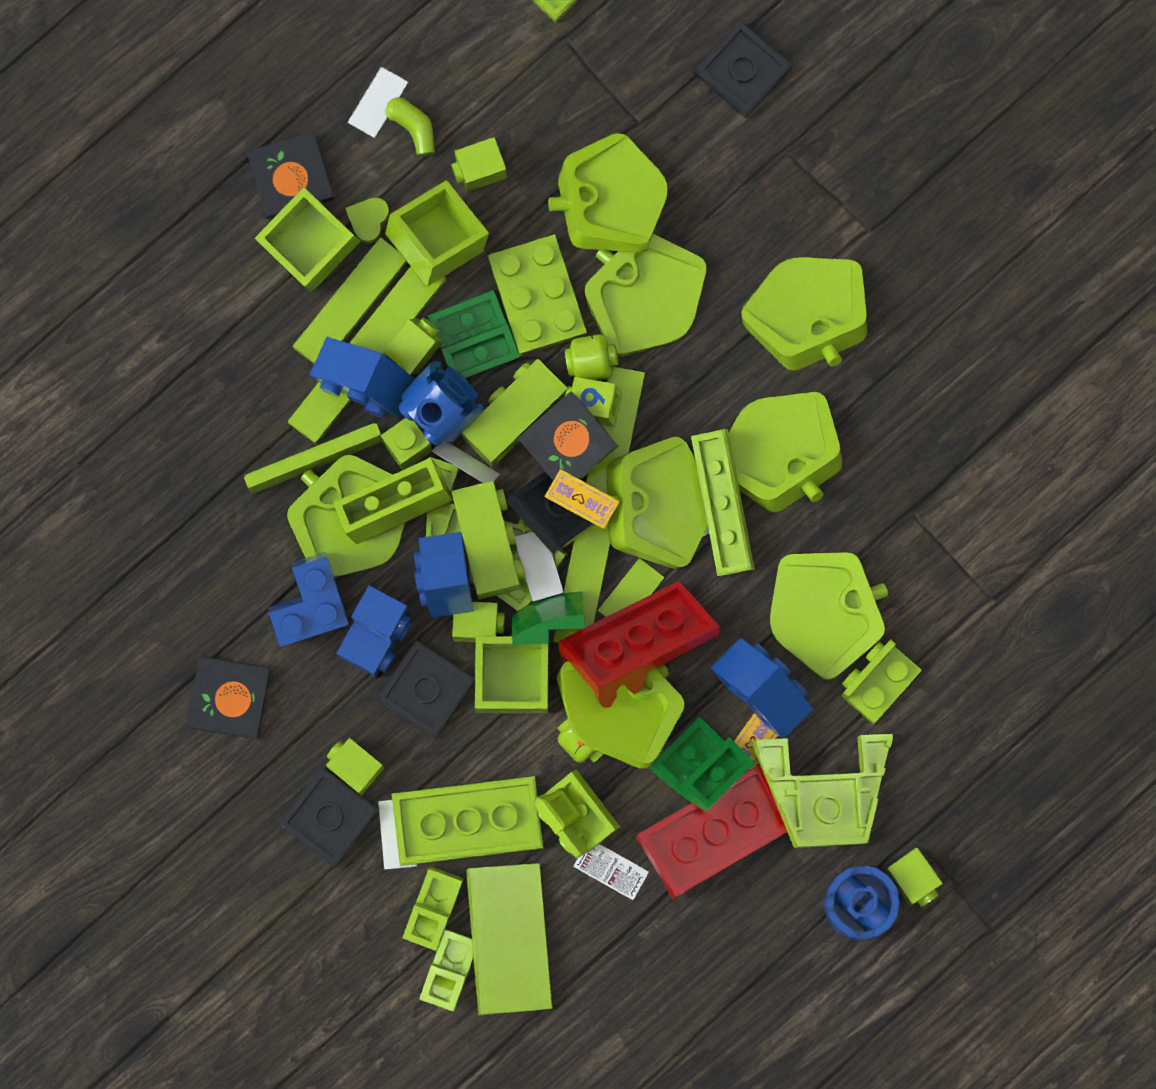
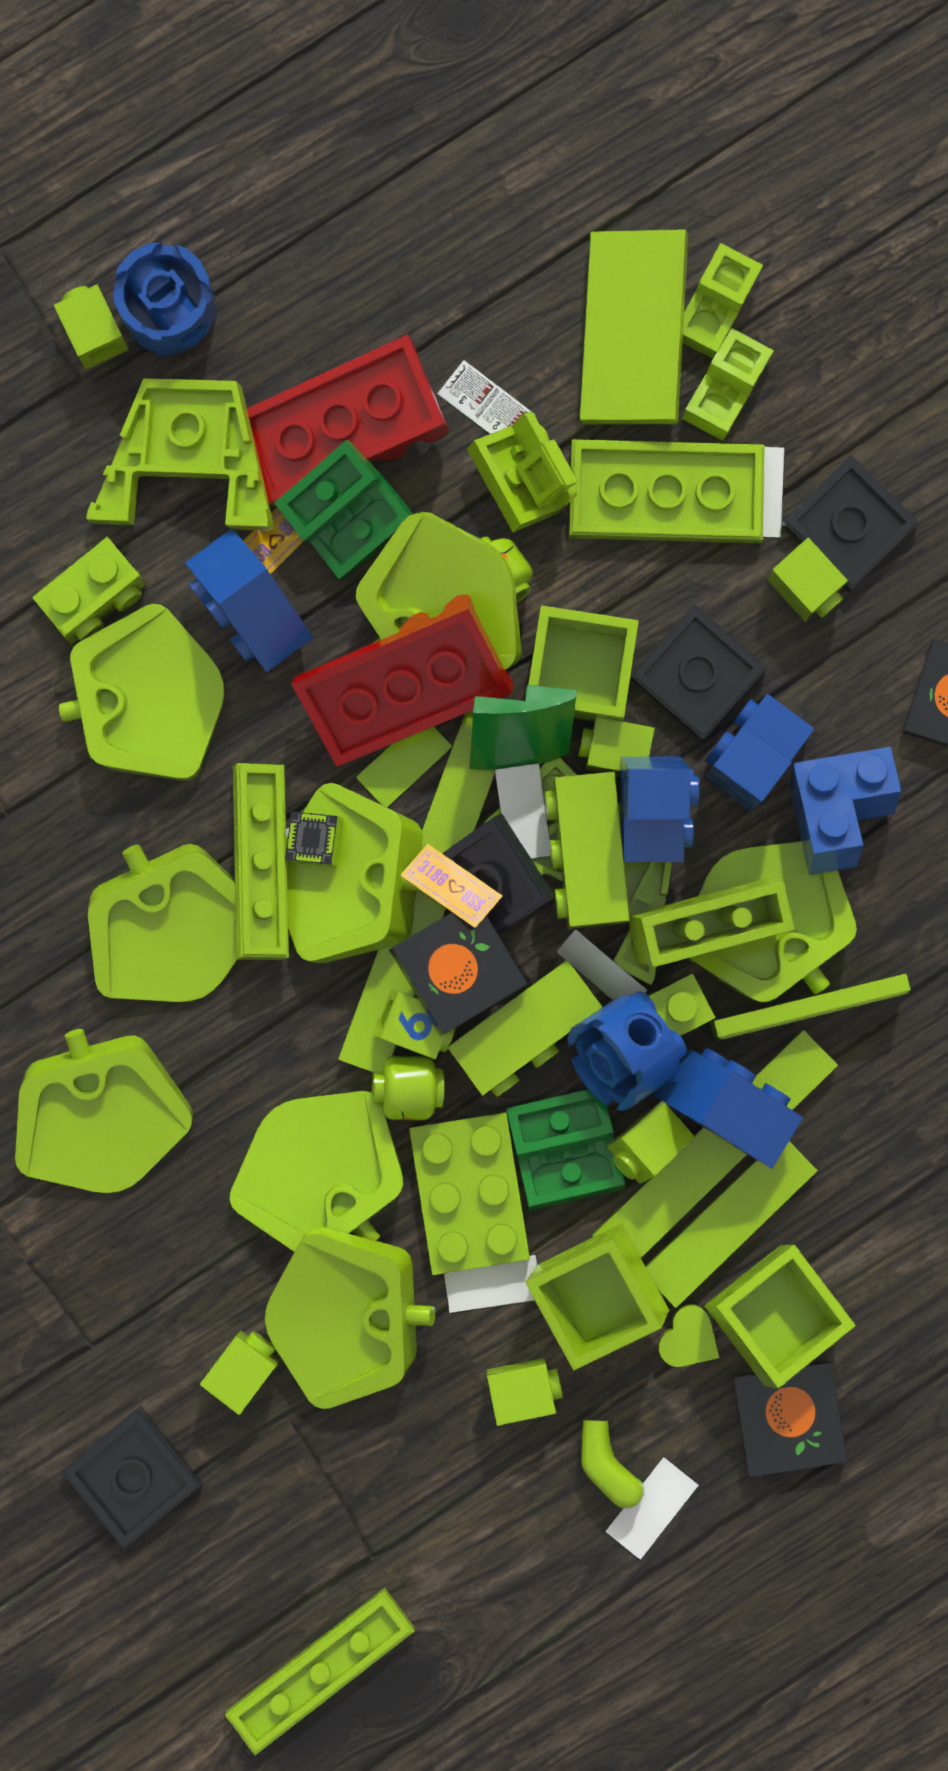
camera: 175 degrees left, 5 degrees up
(513, 234) = (489, 1285): none -> white sticker
(678, 149) = (241, 1370): none -> lime brick
(686, 523) = (313, 838): none -> tile

